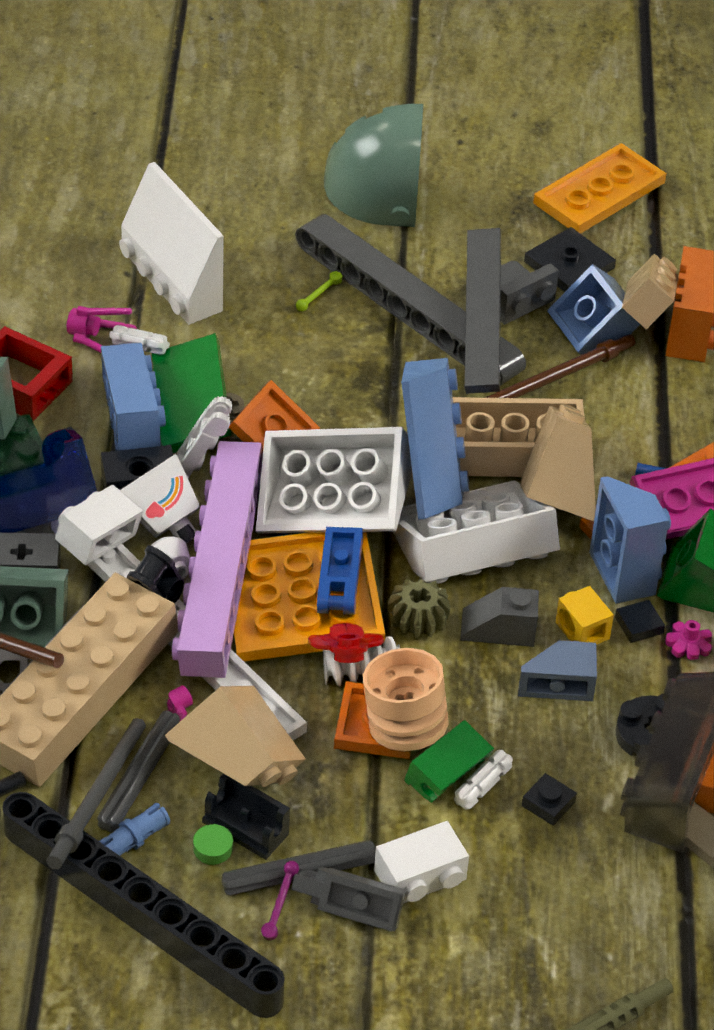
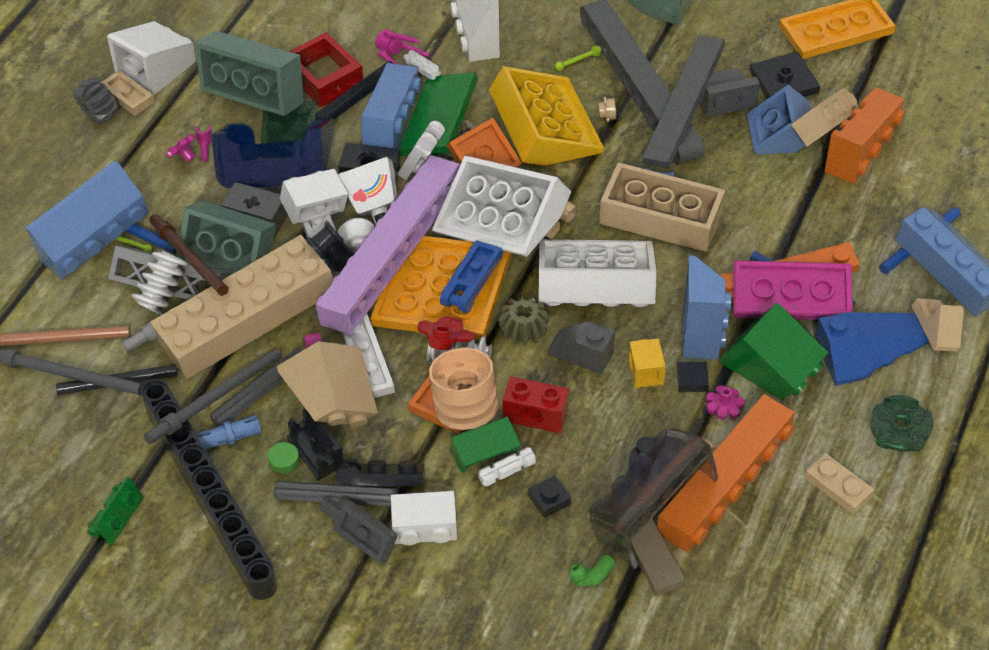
camera: 25 degrees right, 5 degrees up
(41, 951) = (117, 512): none -> green hinge
(71, 393) = (352, 95): none -> black axle
(269, 930) = (291, 535): magenta hinge -> none
(317, 368) = (544, 117): none -> yellow slope
(343, 828) = (380, 474): none -> black hinge
(387, 341) = (607, 109): none -> tan plate
(433, 436) = (582, 190): medium blue slope -> none
(486, 698) = (536, 404): none -> red brick
(561, 672) = (607, 400): sand blue slope -> none
(562, 464) = (678, 236): tan slope -> none
(604, 352) = (774, 157): reddish brown bar -> none
(643, 873) = (591, 576): none -> bright green arm

